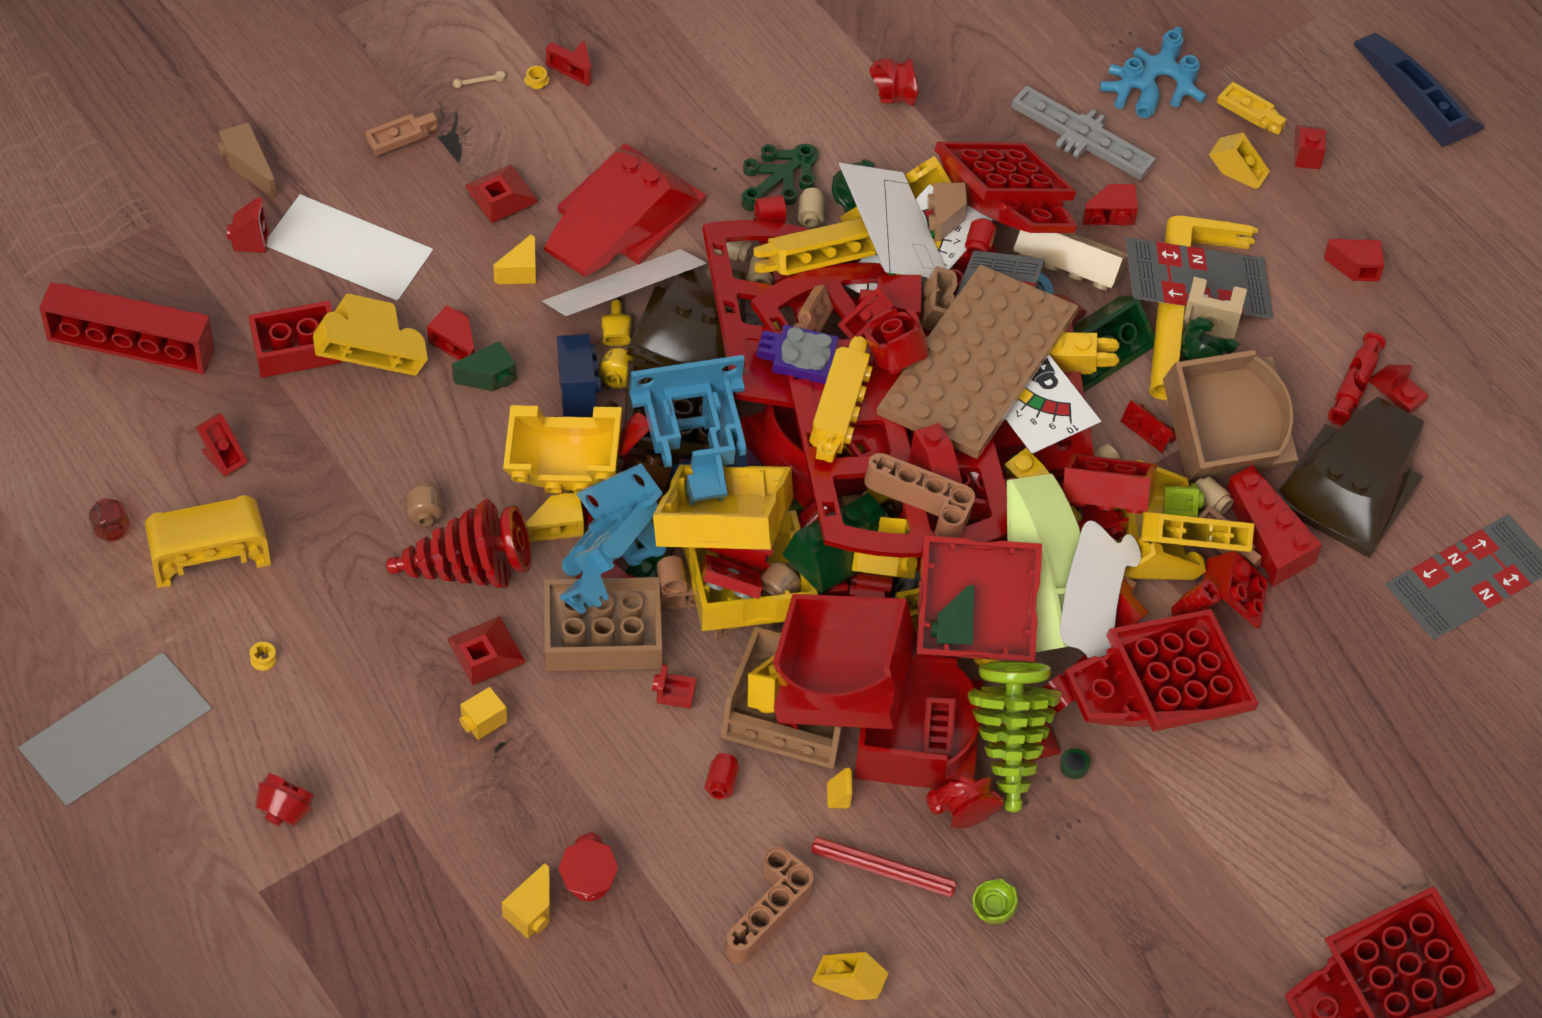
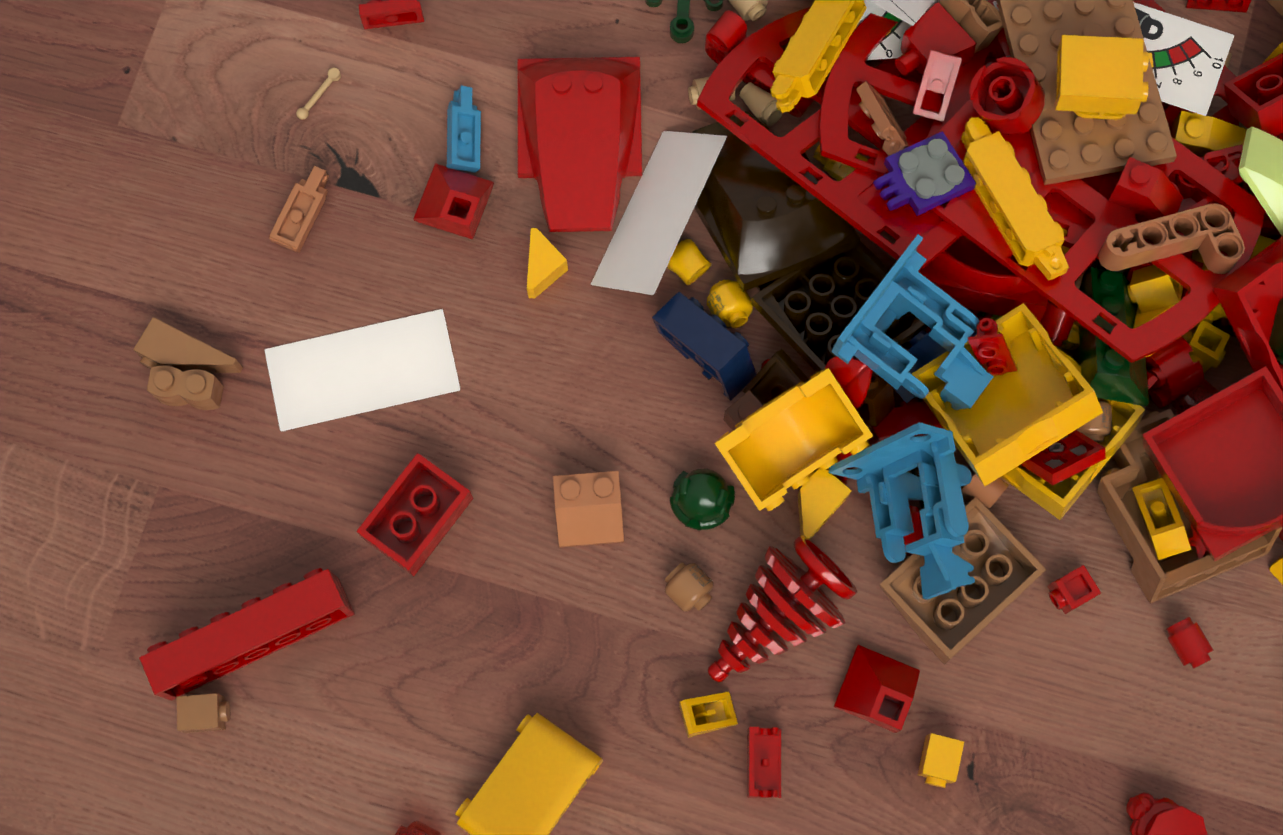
camera: 35 degrees left, 20 degrees up
(57, 354) = (202, 713): none -> medium nougat brick
(221, 444) = (450, 682): red slope -> none
(229, 176) = (189, 387): none -> medium nougat brick
(249, 228) = (260, 431): red slope -> none
(359, 579) = (707, 713): none -> yellow slope
(368, 634) = (763, 762): none -> red hinge
(369, 335) = (488, 460): yellow brick -> none
(407, 415) = (588, 509): none -> nougat slope
(451, 333) = (553, 388): red slope -> none
(483, 461) = (701, 499): none -> dark green helmet
(486, 369) = (616, 399): dark green slope -> none
(536, 77) = (367, 45): yellow plate -> none
(546, 159) = (463, 132): none -> dark azure hinge
(741, 482) = (992, 349): none -> red hinge
(964, 363) = (1100, 76): none -> yellow brick

